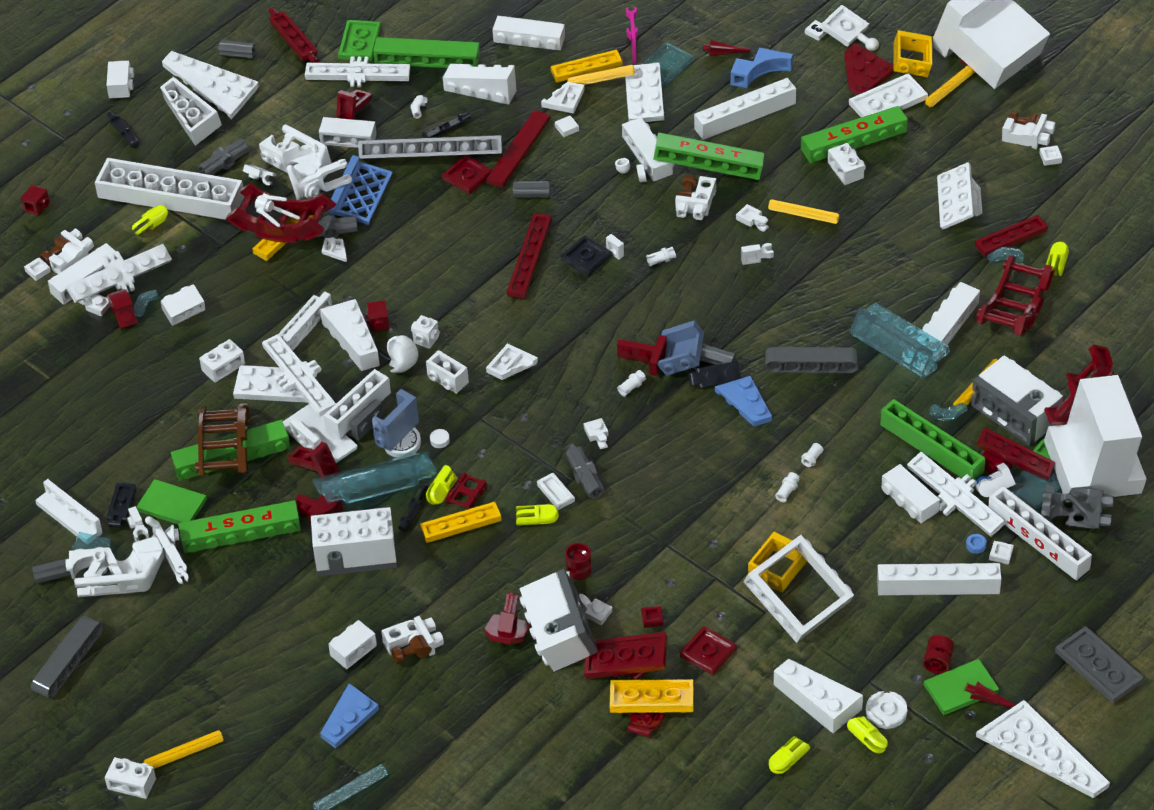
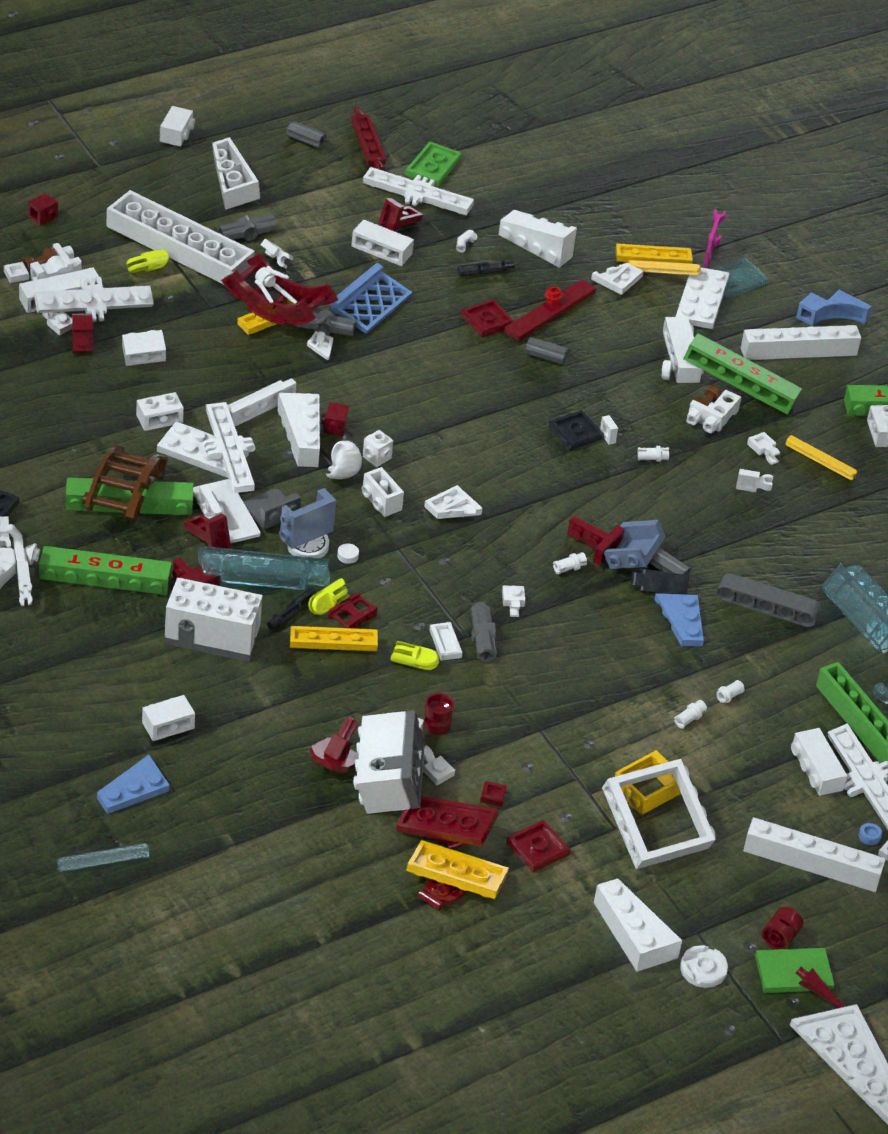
camera: 10 degrees right, 5 degrees down
(123, 130) = (160, 173): black piece -> none
(142, 301) = (107, 332): clear light blue arm -> none
(171, 502) = (47, 526): bright green tile -> none
(214, 84) = (269, 160): white wing -> none
(304, 164) = (326, 254): white piece -> none
(341, 415) = (298, 480): white brick -> none
(414, 633) = (234, 733): white hips -> none
(425, 52) = (494, 193): bright green brick -> none
(430, 146) = (460, 279): light grey brick -> none
(517, 134) = (554, 295): none -> red plate
(529, 33) = (607, 207): white brick -> none
(529, 255) = (516, 411): dark red plate -> none
(566, 126) = (609, 304): white tile -> none
(622, 165) = (650, 357): white hinge -> none
(719, 48) = (795, 278): dark red piece -> none
(788, 755) = (577, 976): neon yellow arm -> none
(867, 734) = (672, 983): neon yellow arm -> none

